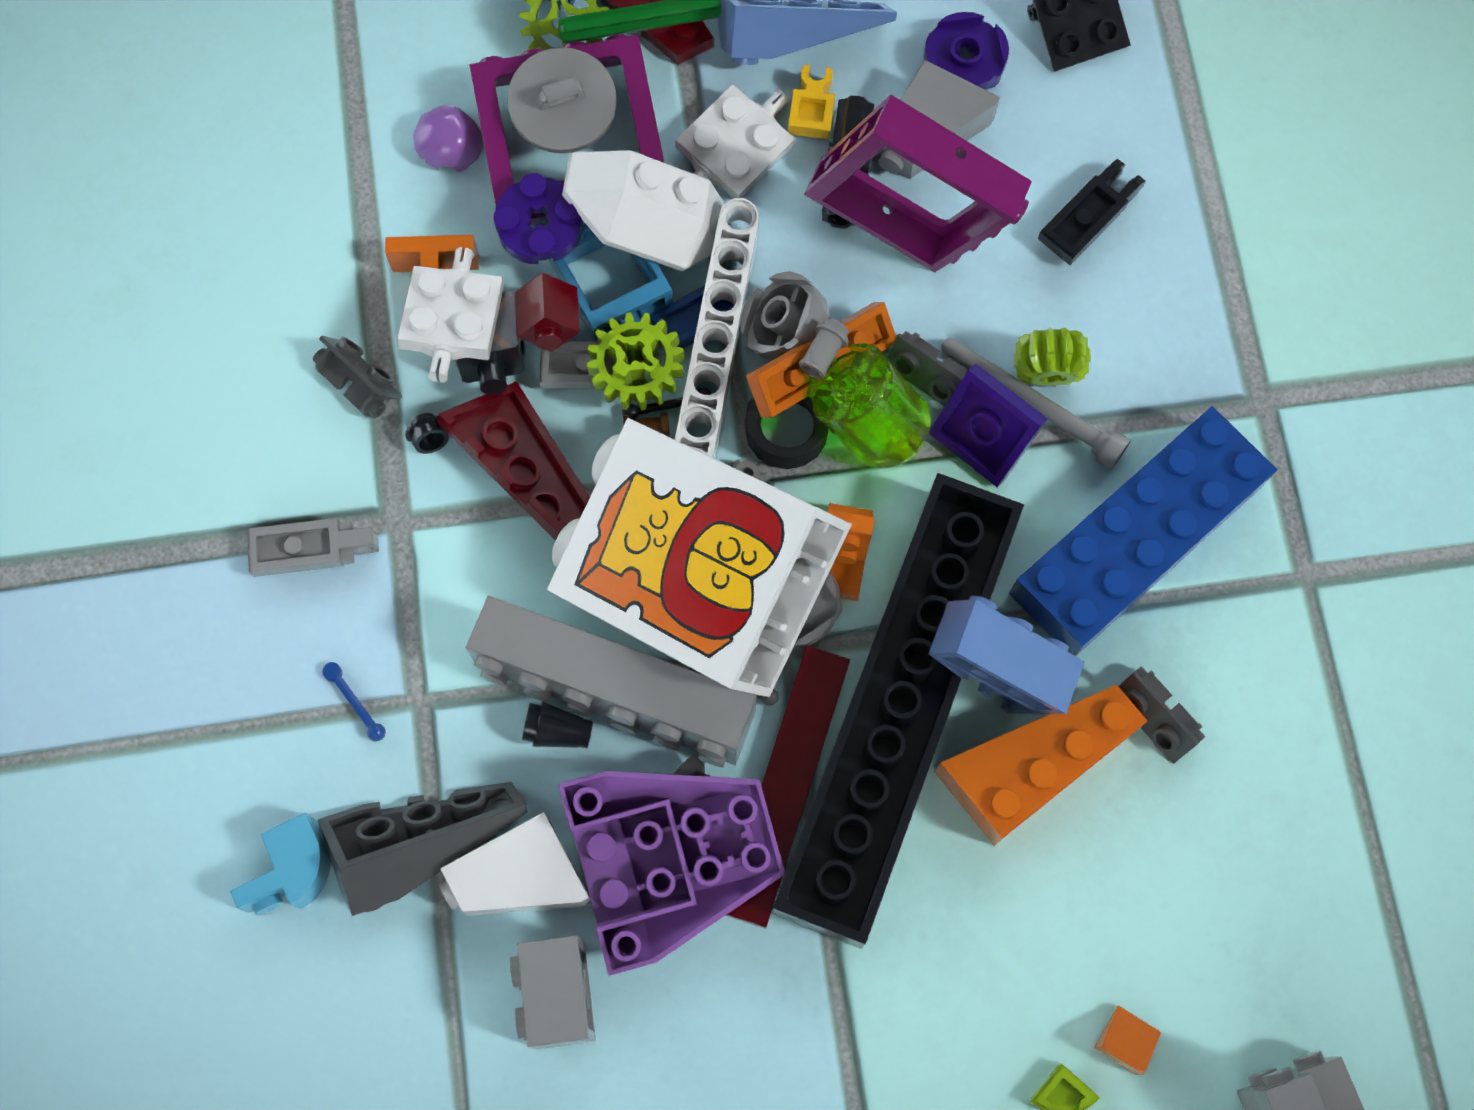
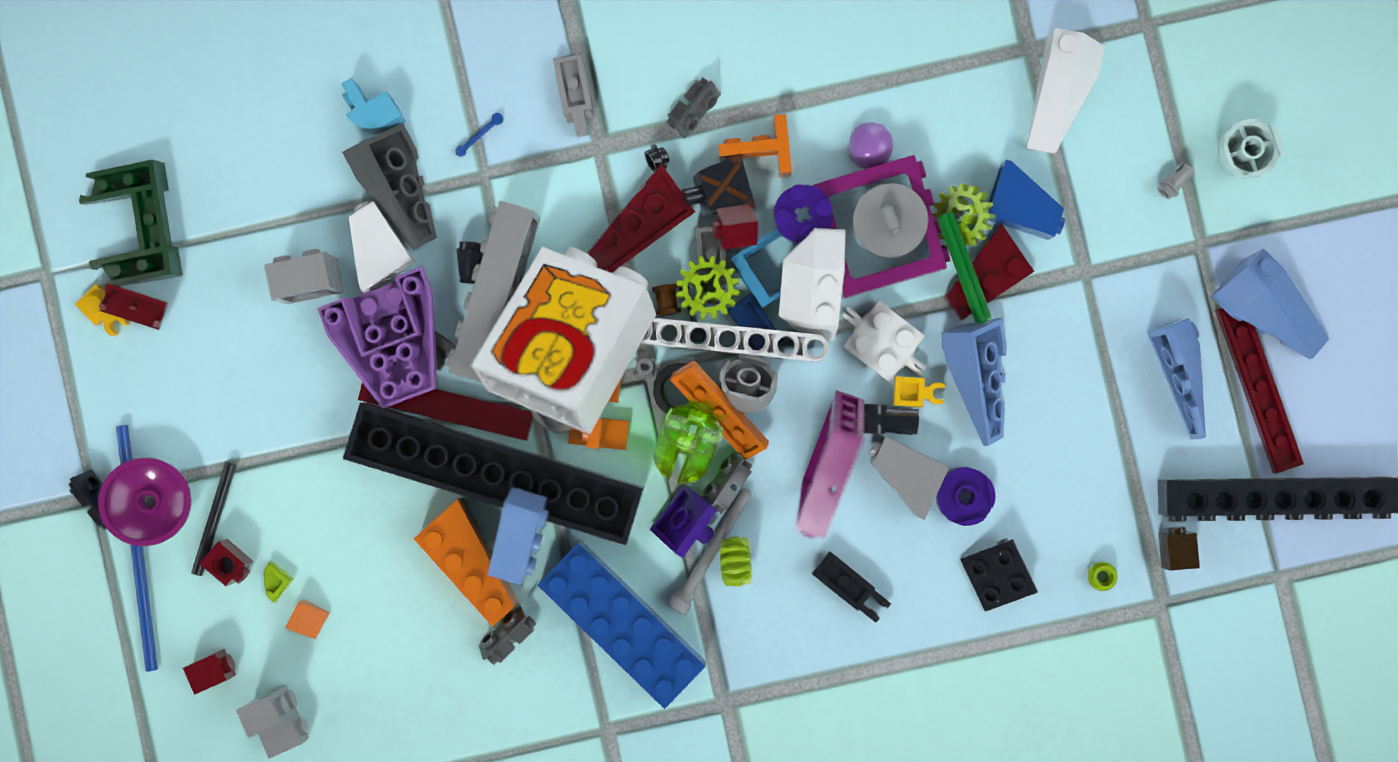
camera: 90 degrees right, 15 degrees up
(450, 313) = (729, 164): white plate -> none
(825, 346) = (718, 410): light grey pin -> none

